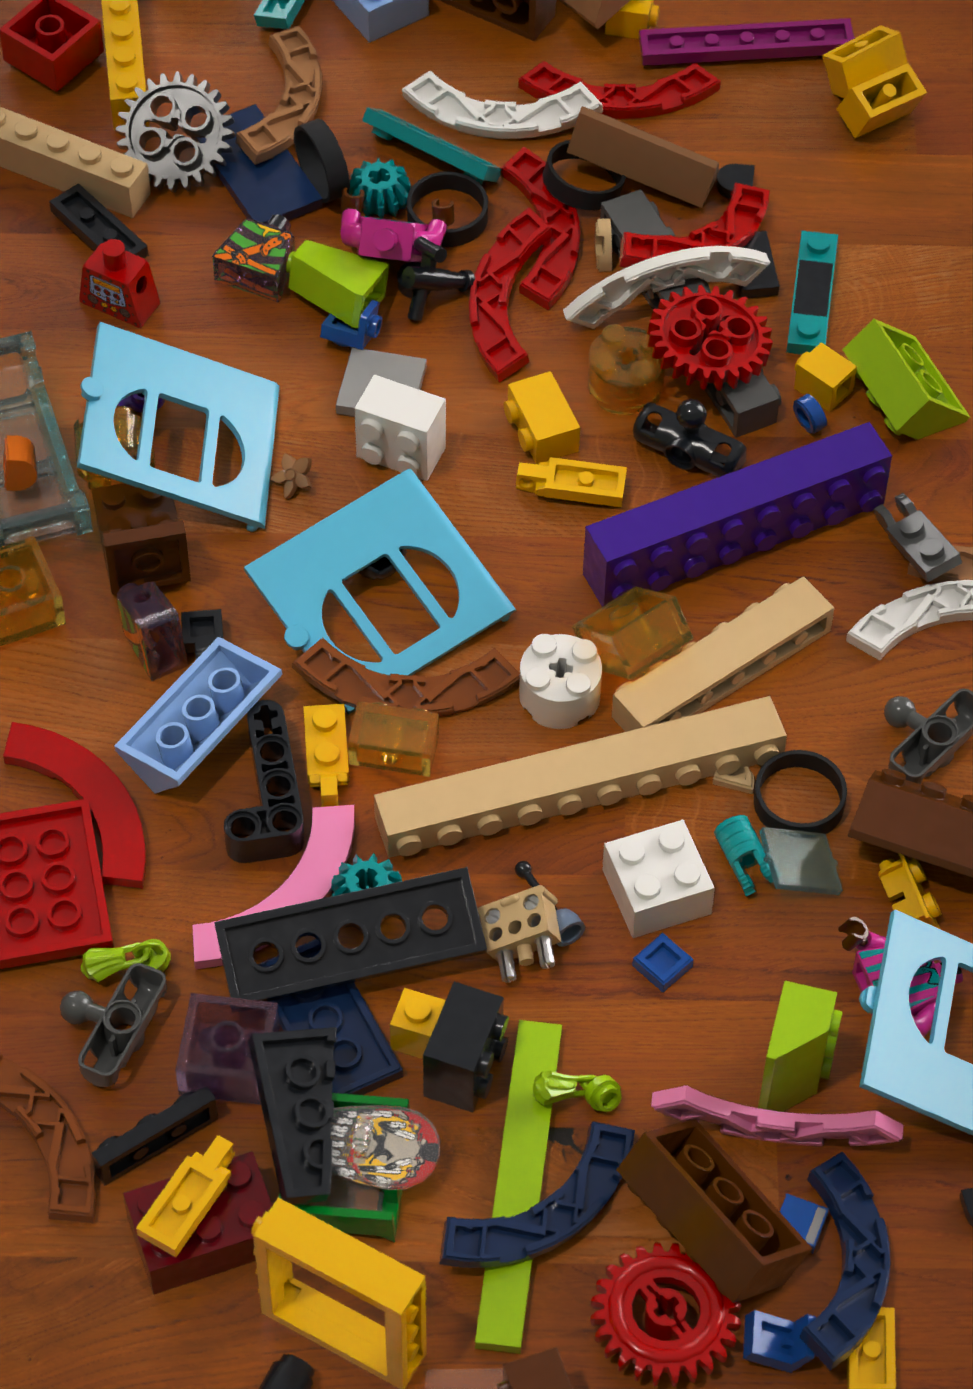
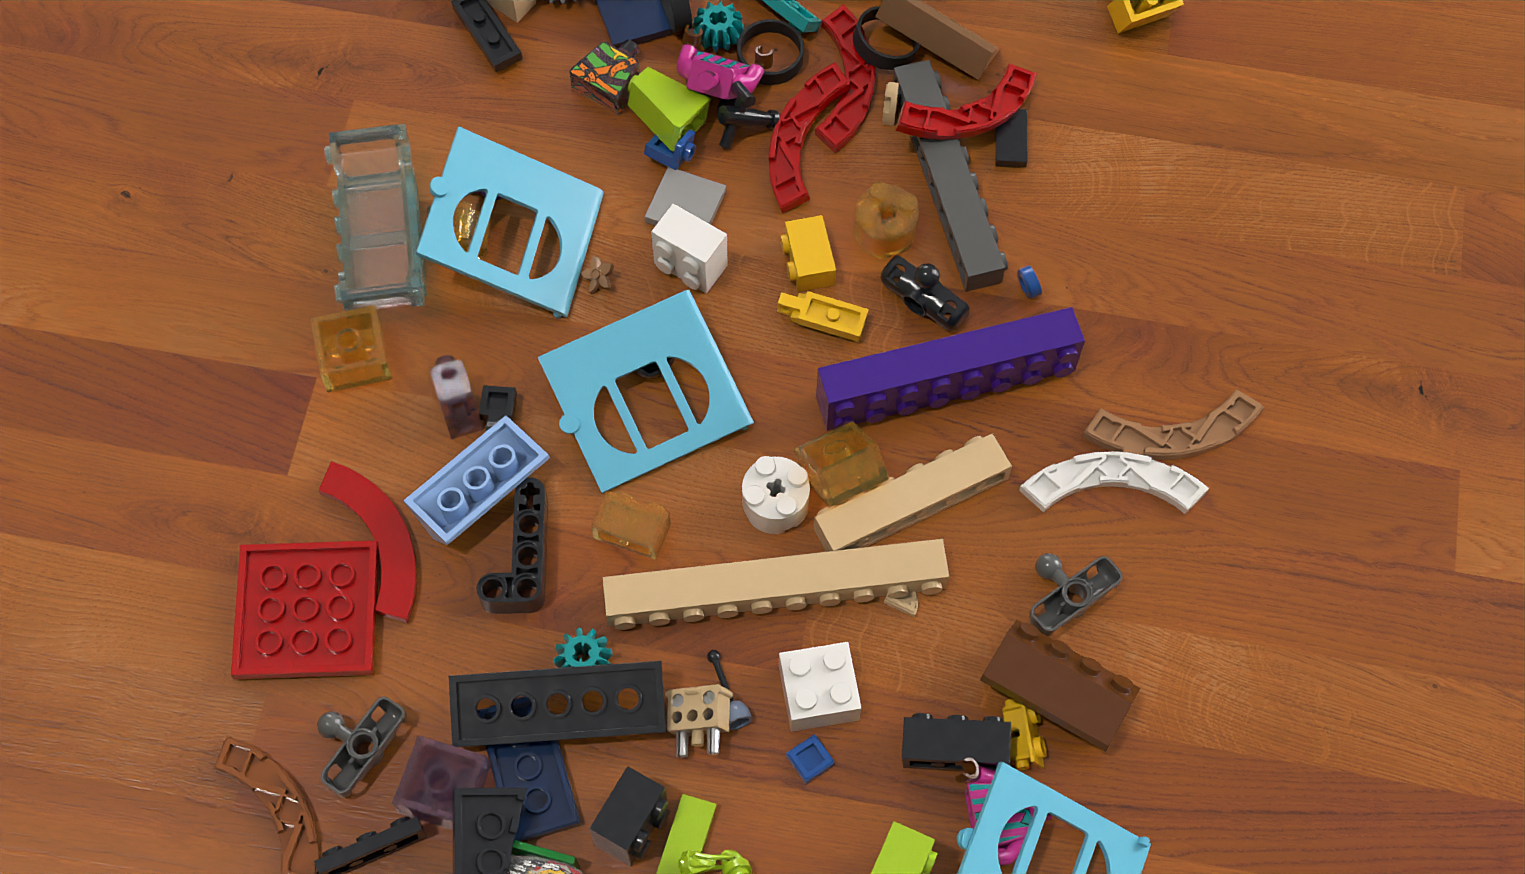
camera: 10 degrees right, 10 degrees up
(19, 463) = (378, 235): orange brick -> none
(103, 962) = (361, 687): lime piece -> none
(119, 284) = (491, 85): red torso -> none
(140, 537) = (463, 316): reddish brown bracket -> none
(311, 880) = (536, 645): bright pink tile -> none
(326, 750) = (575, 524): yellow hinge -> none
(414, 1022) = (596, 784): yellow brick -> none
(443, 694) = (652, 486): dark orange tile -> none
(661, 272) = (932, 141): white tile -> none
(726, 355) = (976, 225): red gear -> none
(732, 174) = (1011, 54): black tile -> none
(742, 850) = (895, 669): teal hinge -> none
(800, 861) = (939, 687): clear light blue piece -> none
(807, 760) = (963, 595): black tyre -> none
(810, 916) = (942, 742): none -> black brick
(812, 291) = (1054, 171): plate -> none
(825, 376) = (1048, 250): yellow brick -> none
(903, 381) = (1113, 264): lime slope -> none
(918, 539) = (1096, 412): dark grey hinge -> none

